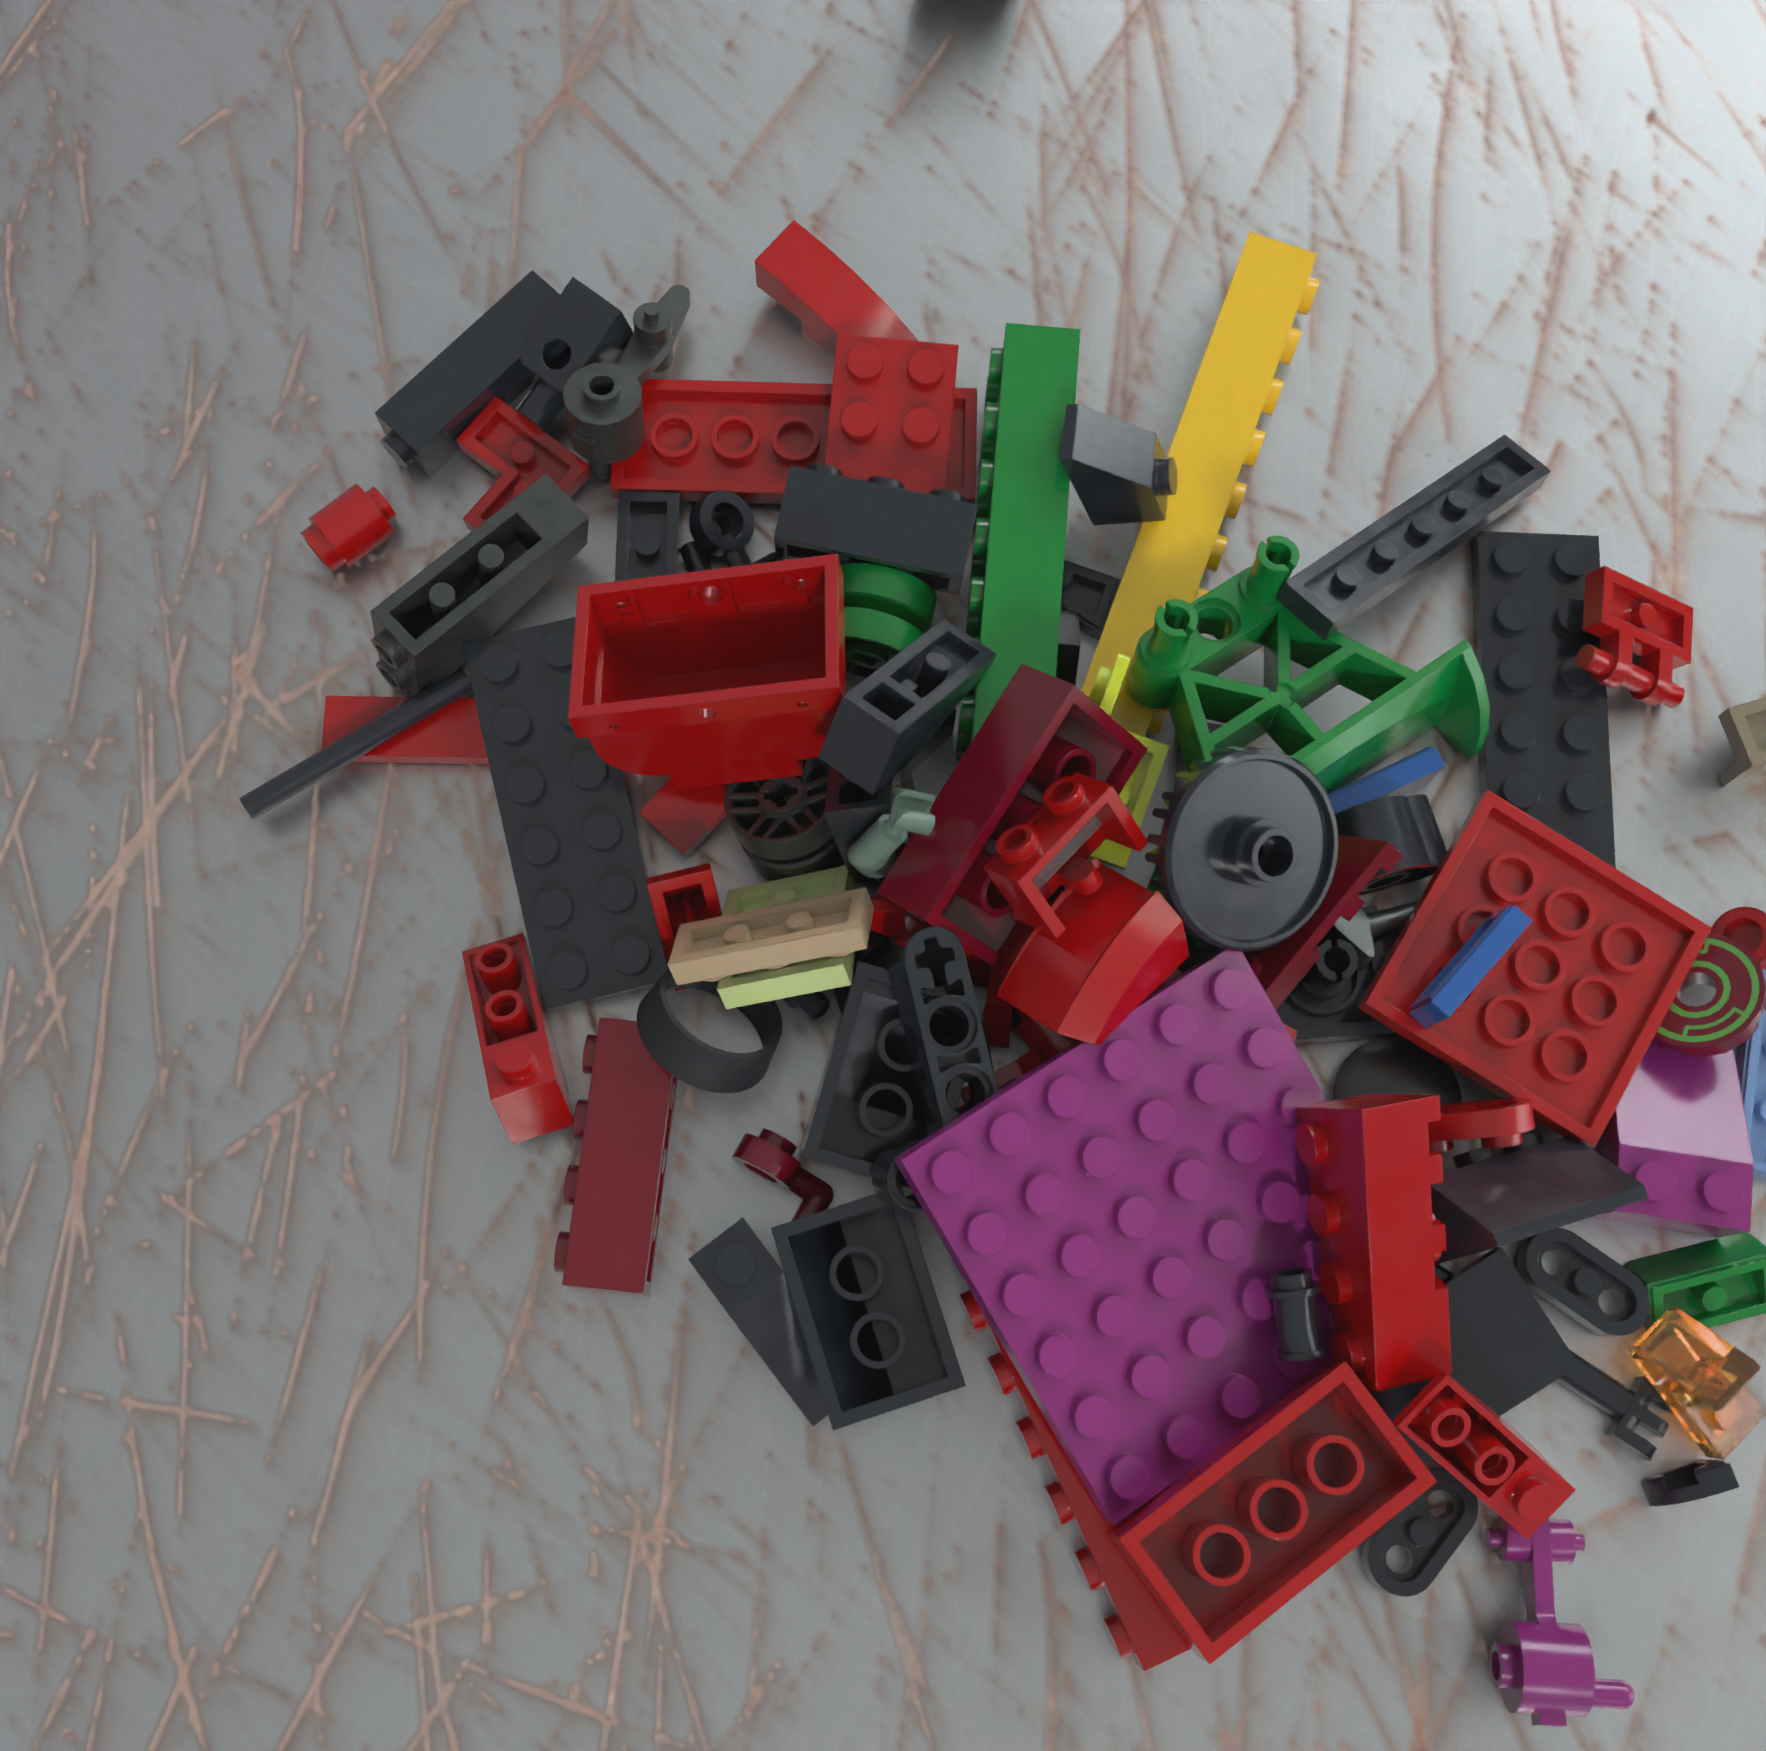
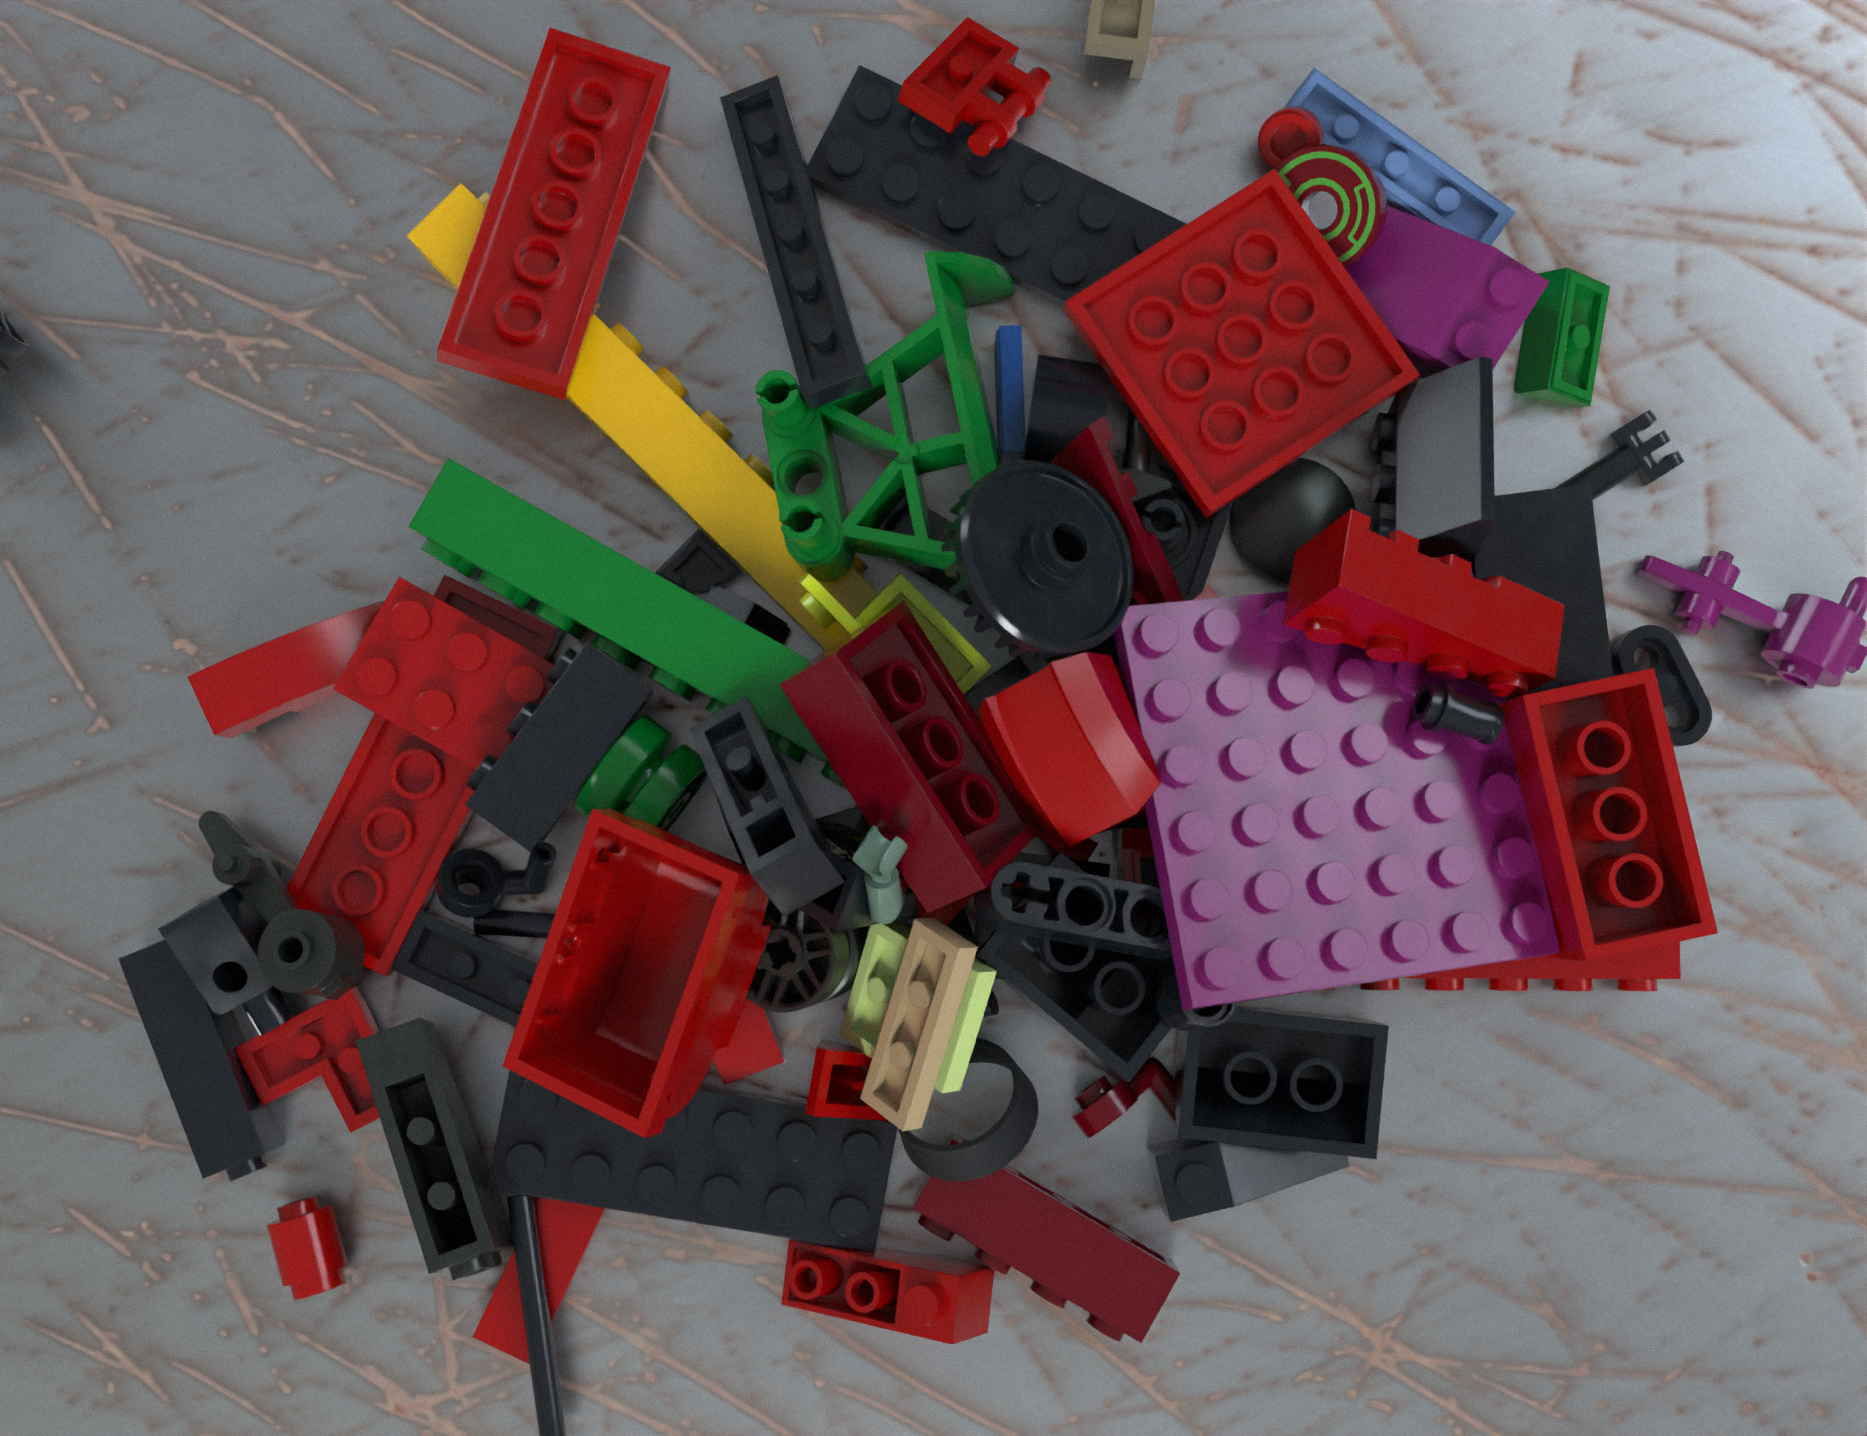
camera: 65 degrees left, 10 degrees up
(1054, 848) = (967, 736): red window -> none
(1116, 467) = (602, 489): slope -> none
(1331, 335) = (554, 215): none -> red plate
(1469, 966) = (1224, 406): blue tile -> none
(1484, 1453) = (1637, 606): red slope -> none
(1494, 1121) = (1358, 459): red plate -> none
(1581, 1279) = (1517, 443): black plate -> none
(1689, 1482) = (1719, 439): black tile -> none
(1700, 1381) = (1643, 387): clear orange slope -> none

